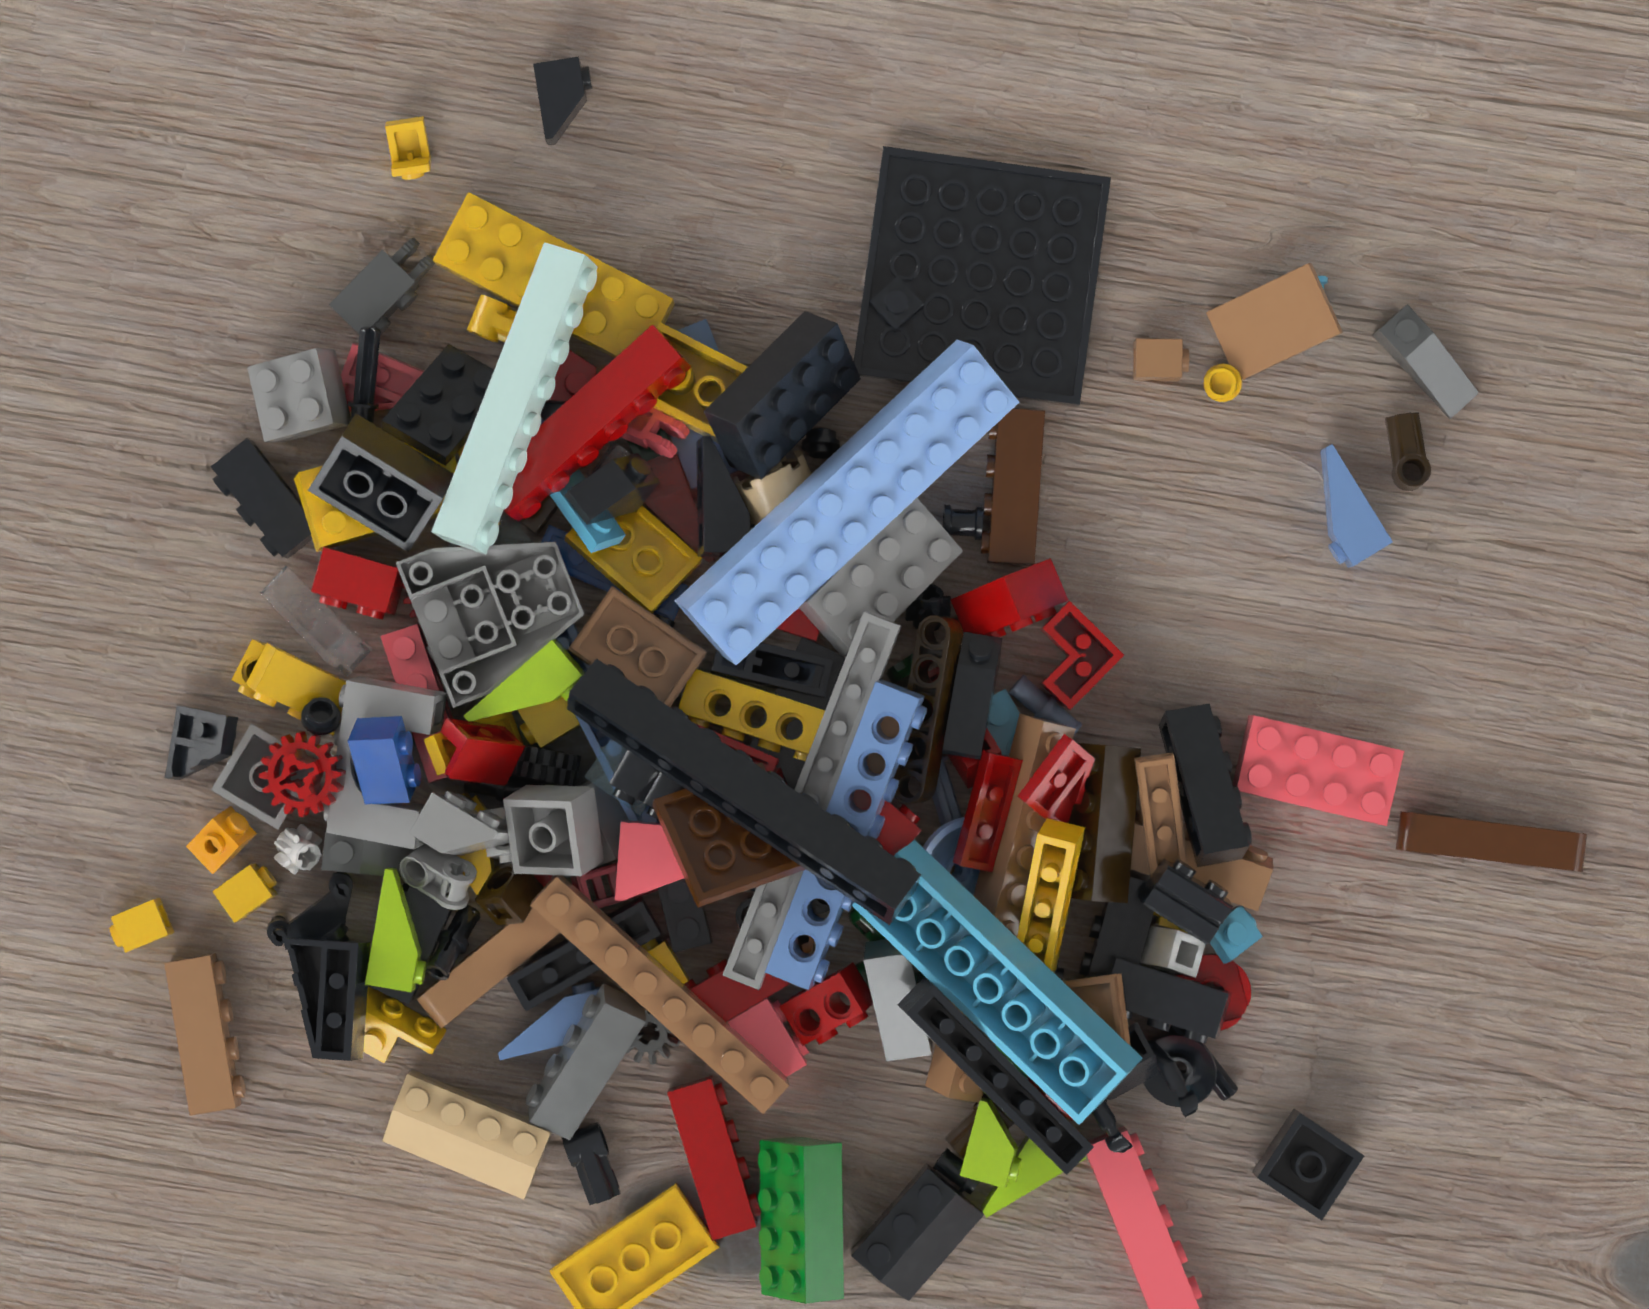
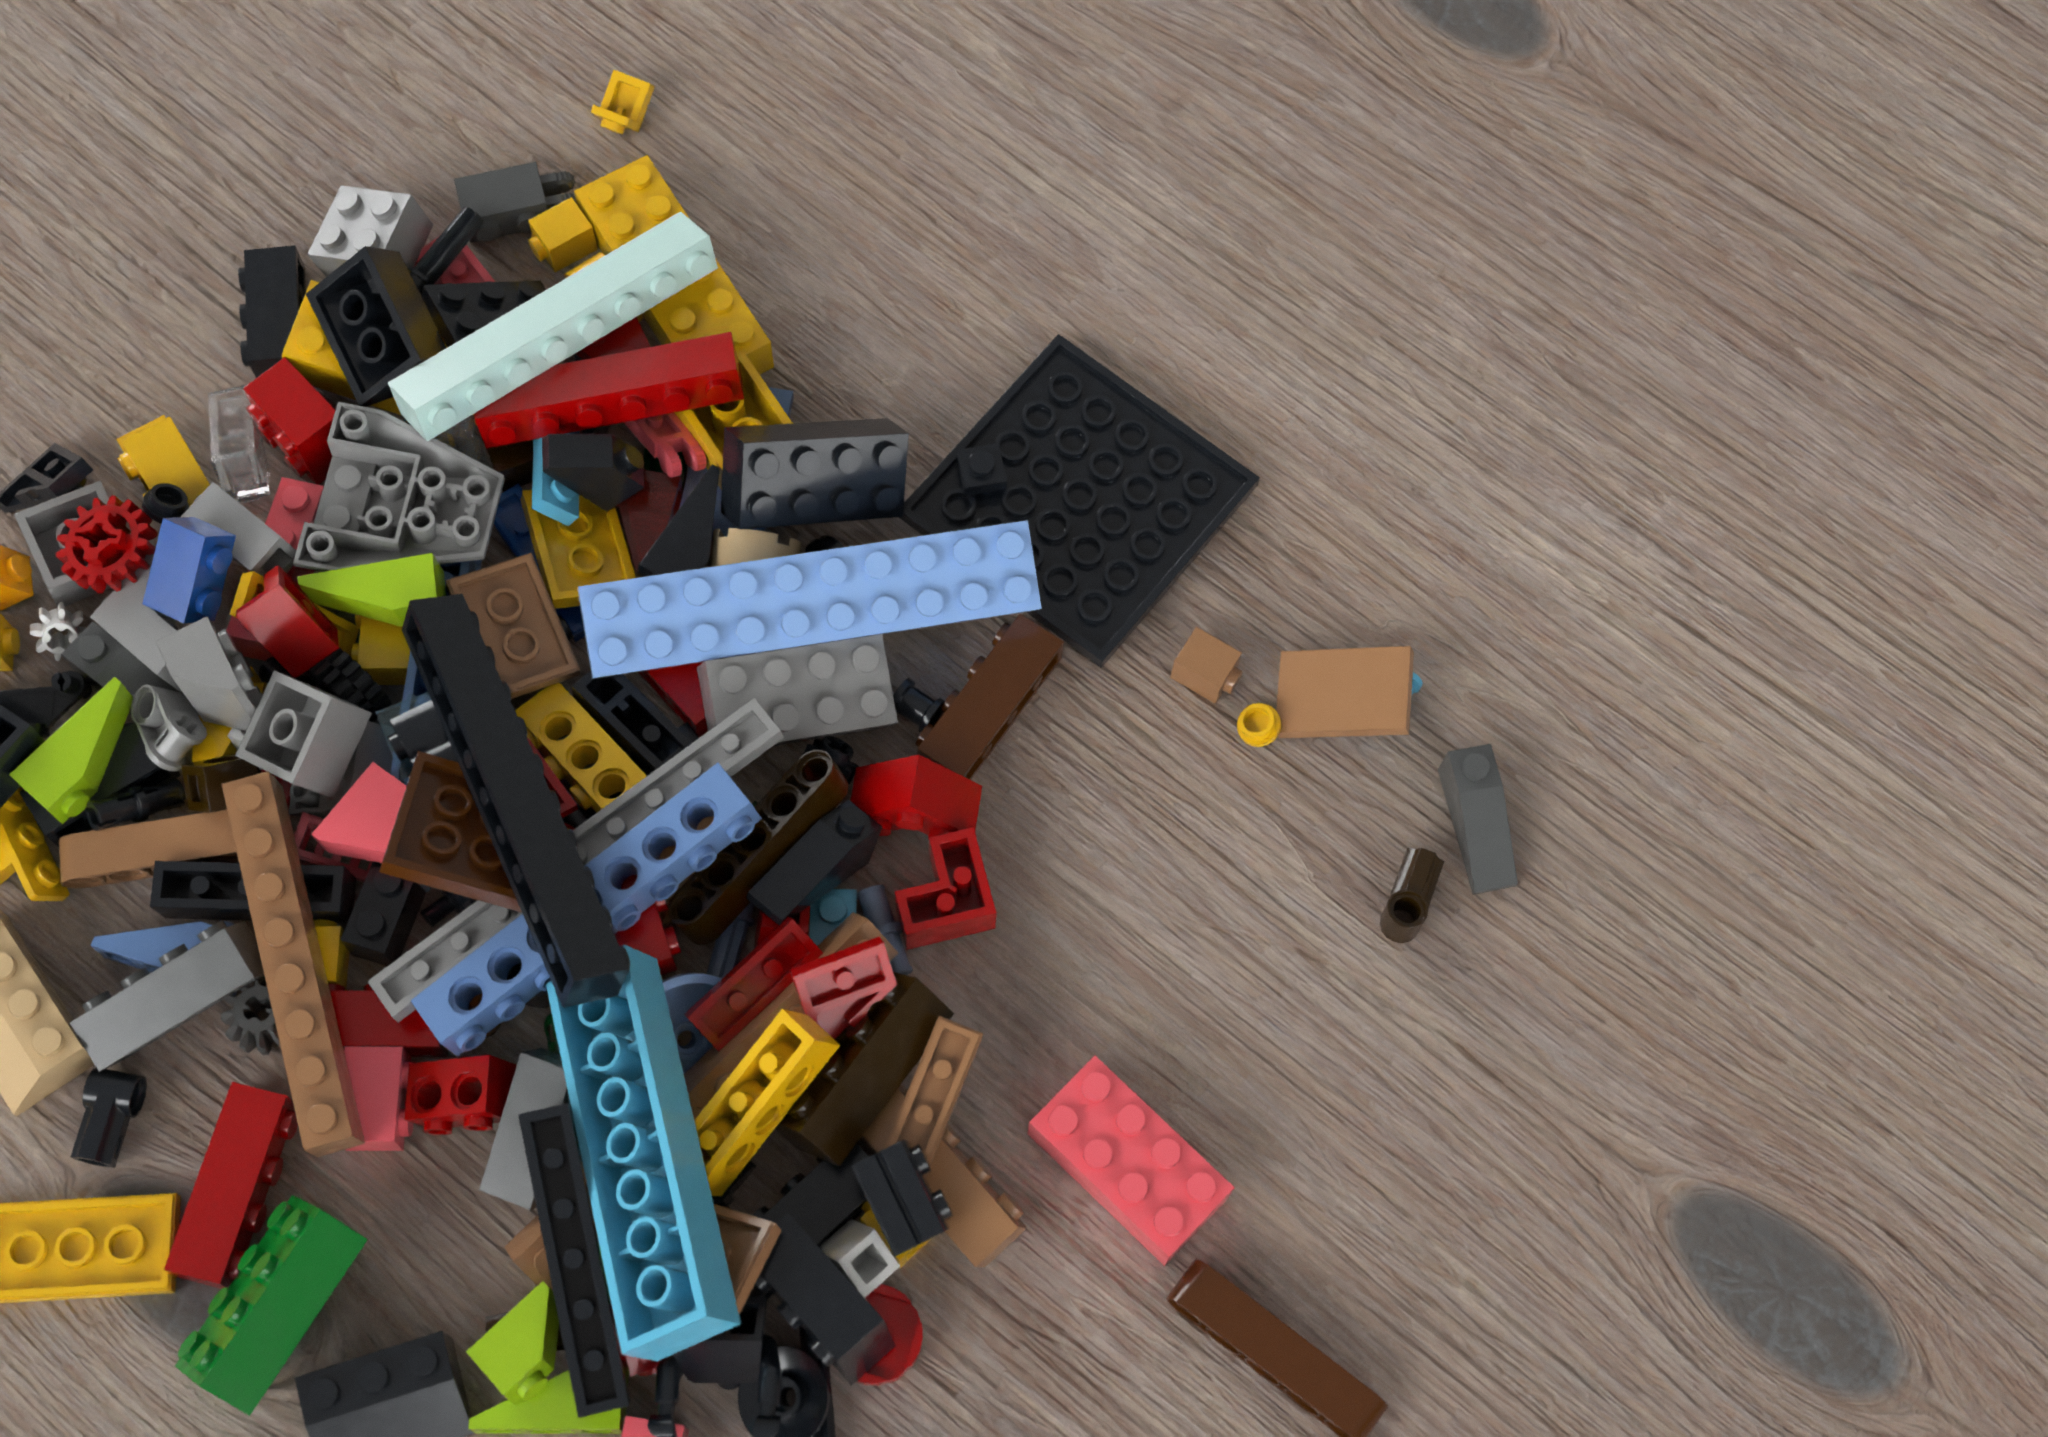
camera: 25 degrees right, 20 degrees down
(440, 296) = (561, 235): none -> yellow brick
(560, 94) = (789, 136): black slope -> none
(950, 1167) = (477, 1382): black pin -> none
(1205, 785) = (998, 1098): black brick -> none
(1235, 935) = (933, 1277): medium azure bracket -> none
(1350, 518) = (1314, 934): medium blue slope -> none

